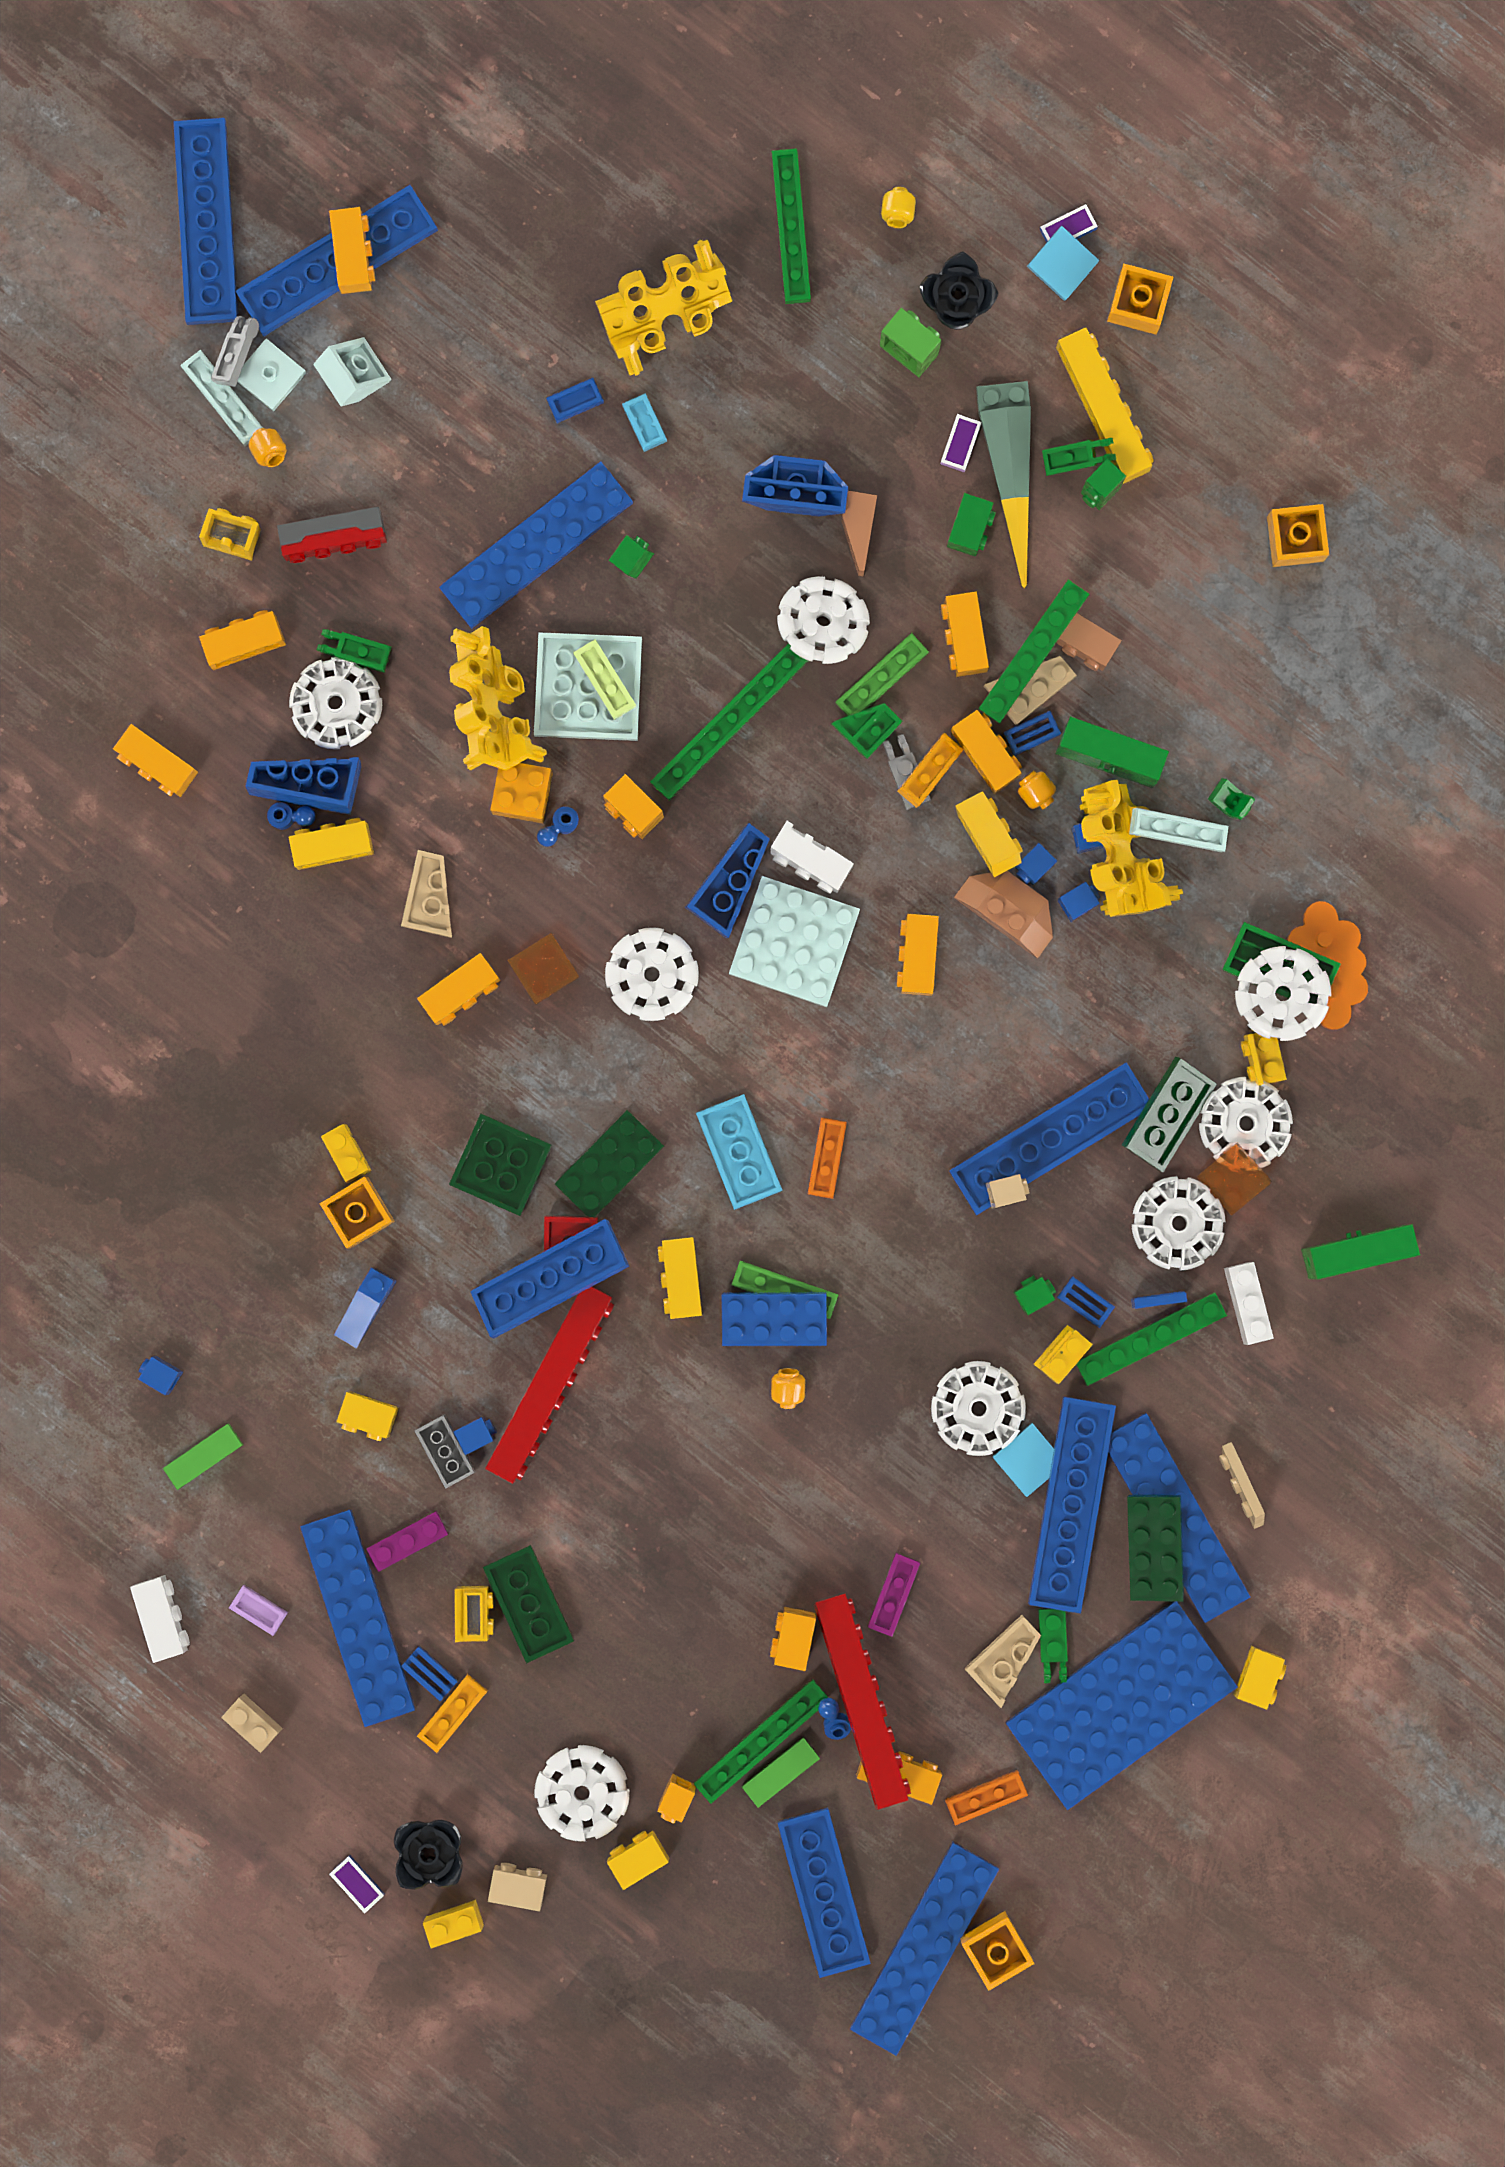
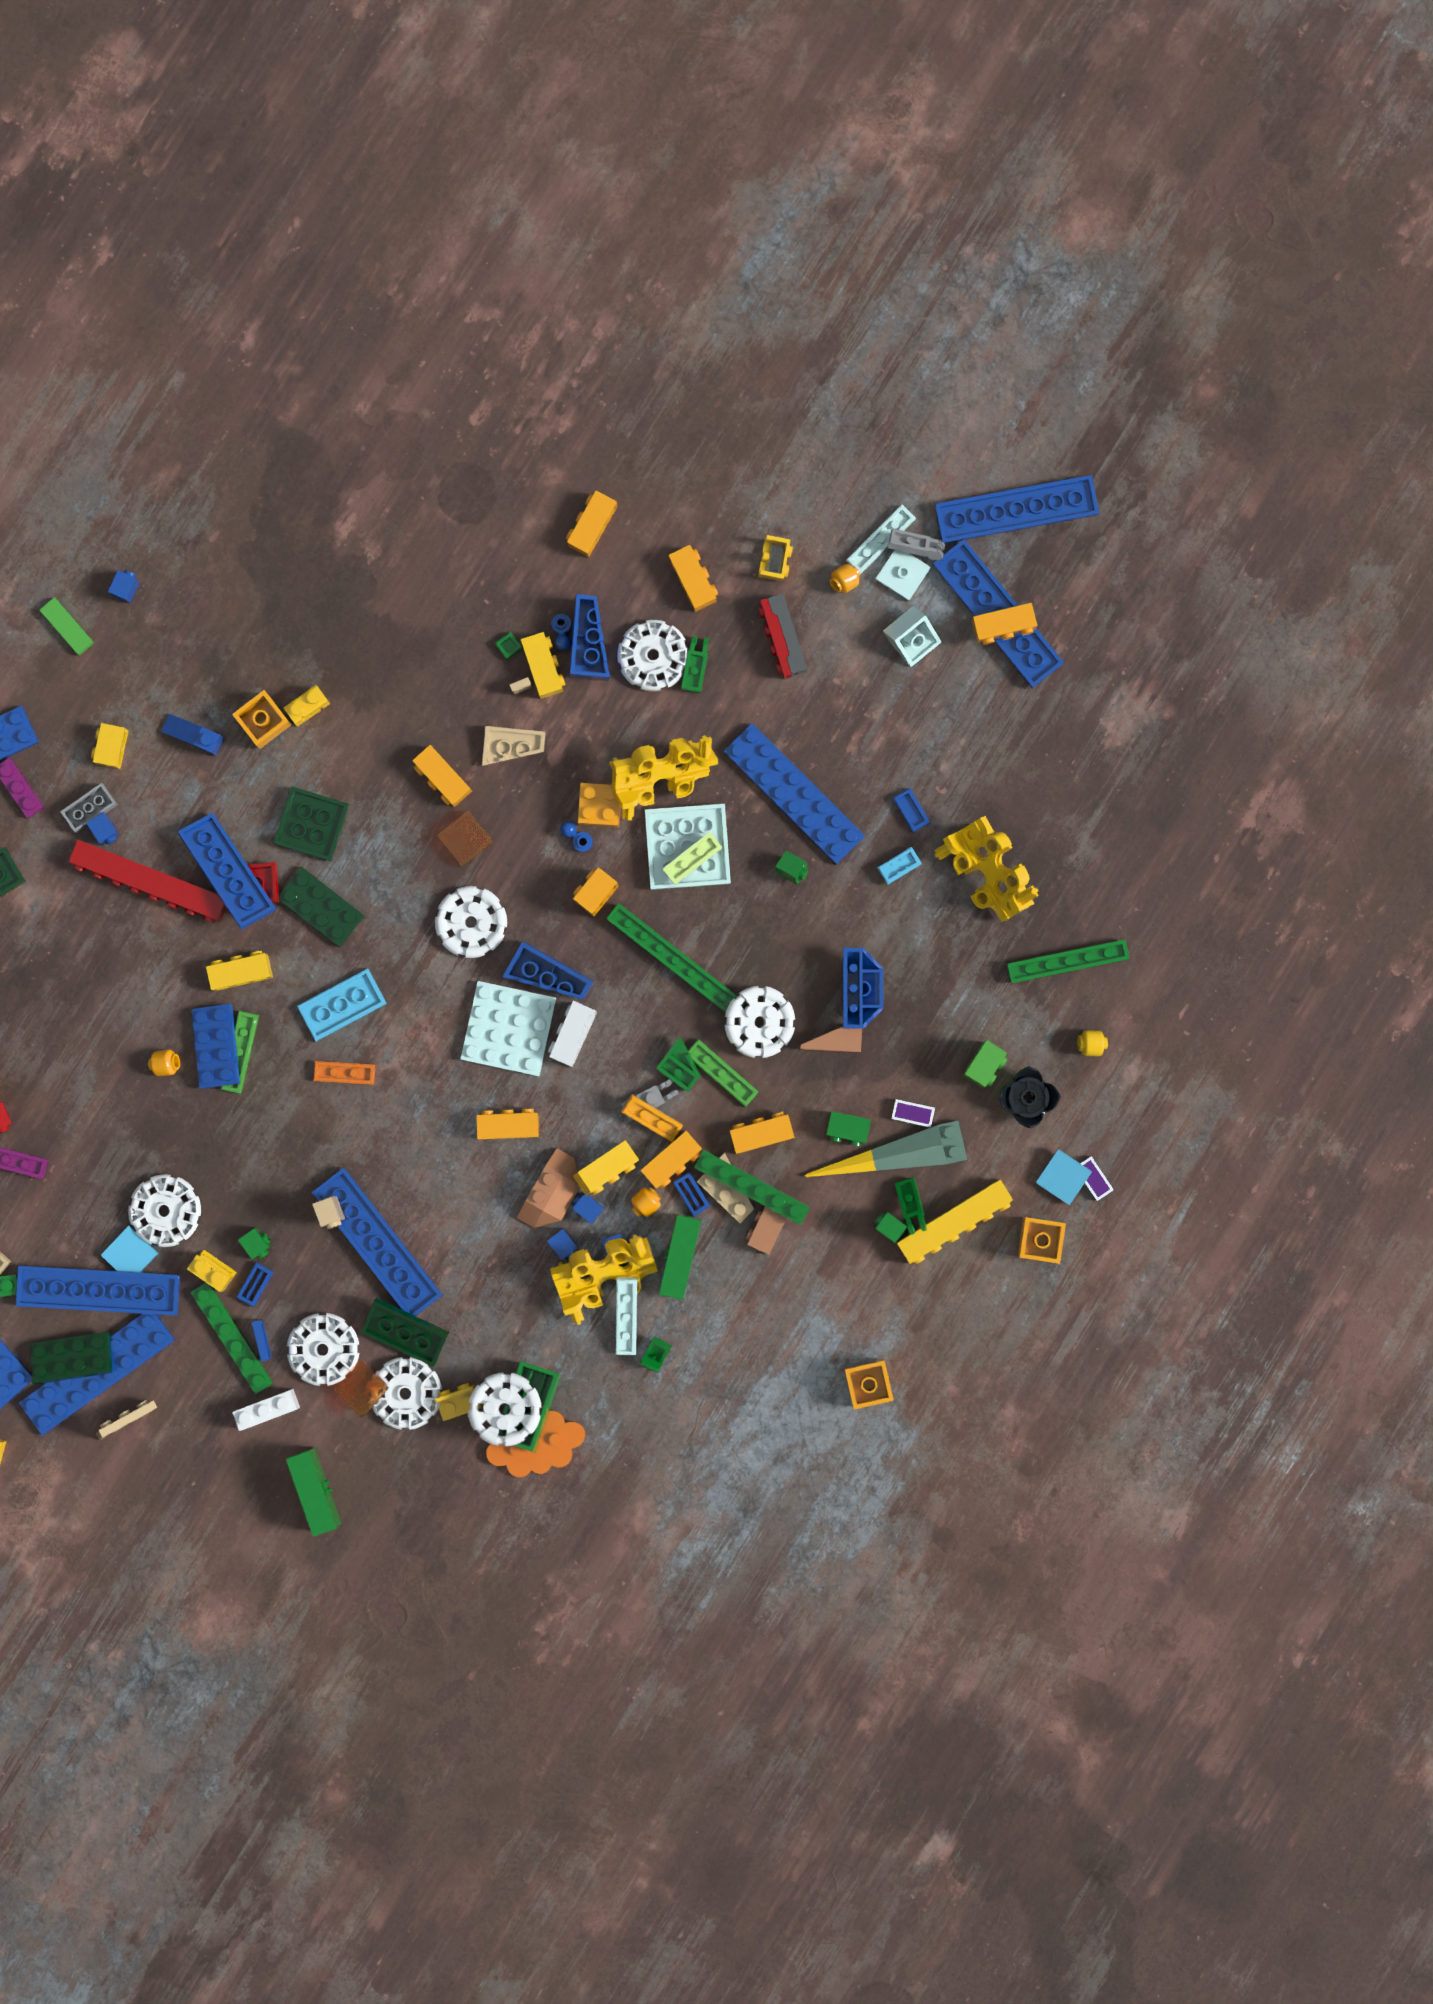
camera: 85 degrees right, 0 degrees up
(300, 886) = (508, 645): none -> green tile
(354, 875) = (521, 686): none -> tan tile

